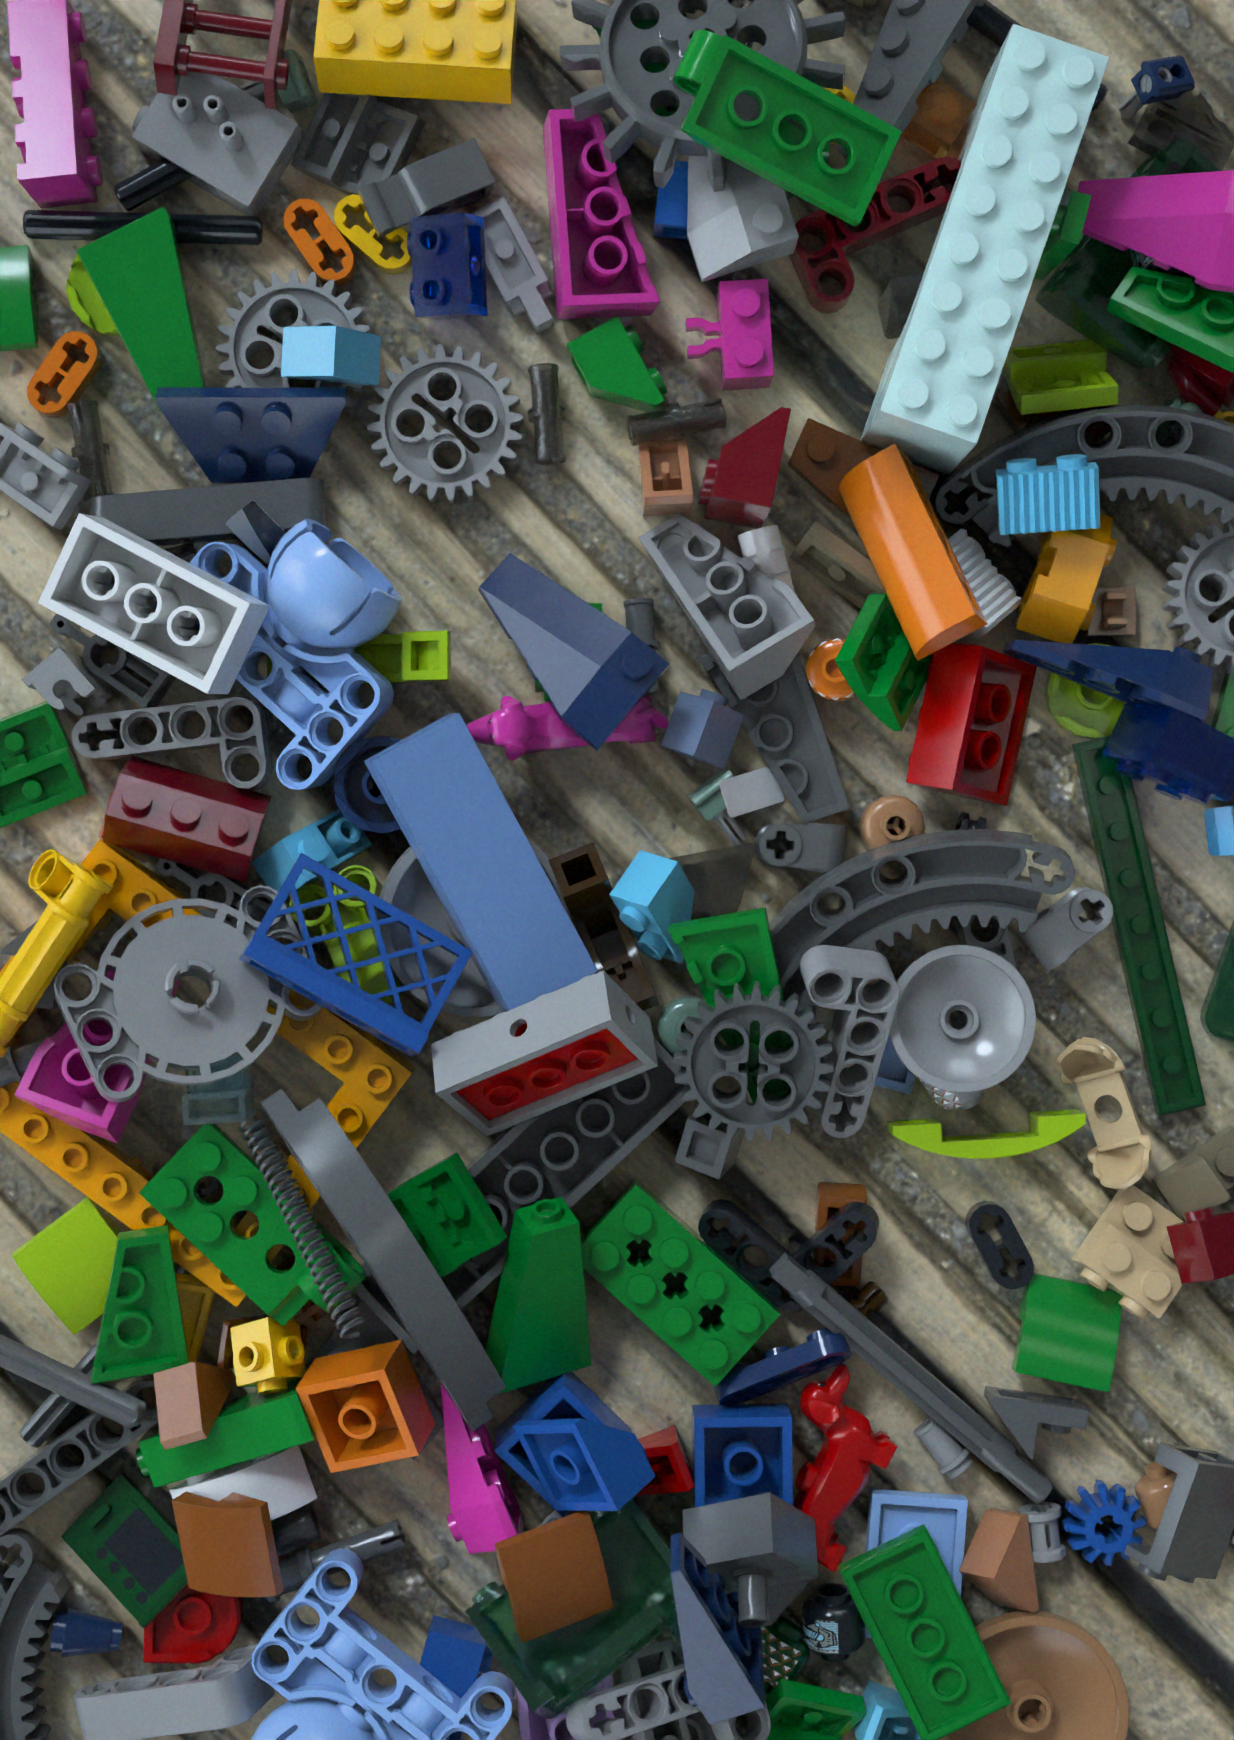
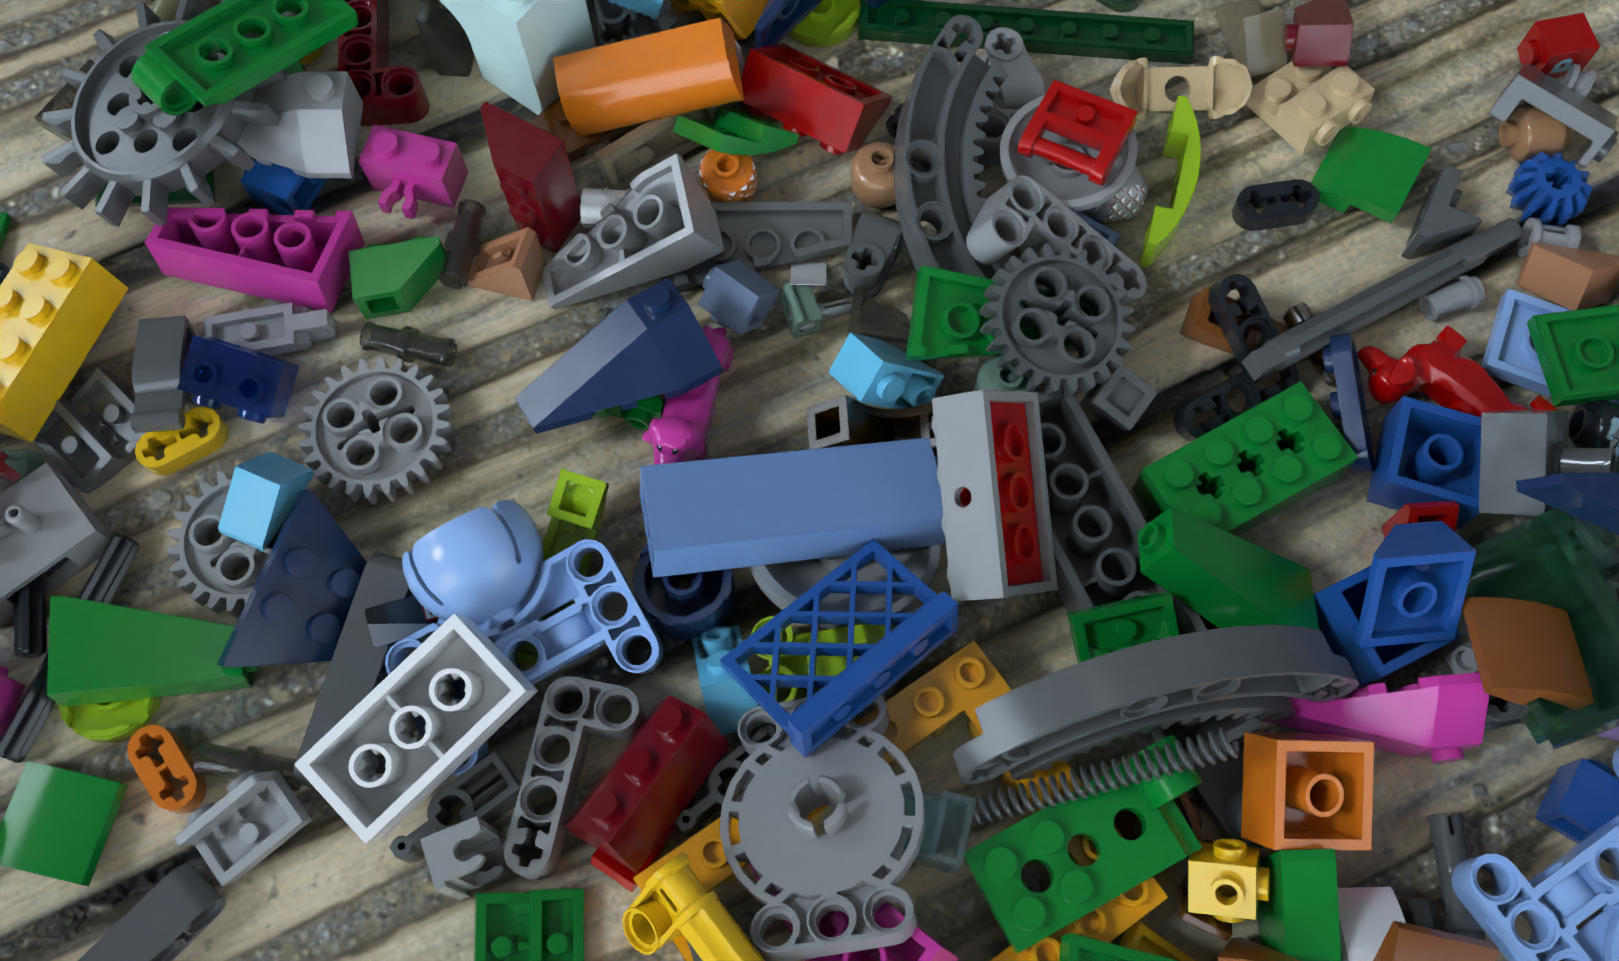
camera: 65 degrees left, 20 degrees down
(328, 236) = (164, 487): orange beam -> none
(990, 1026) = (1081, 119): none -> red plate

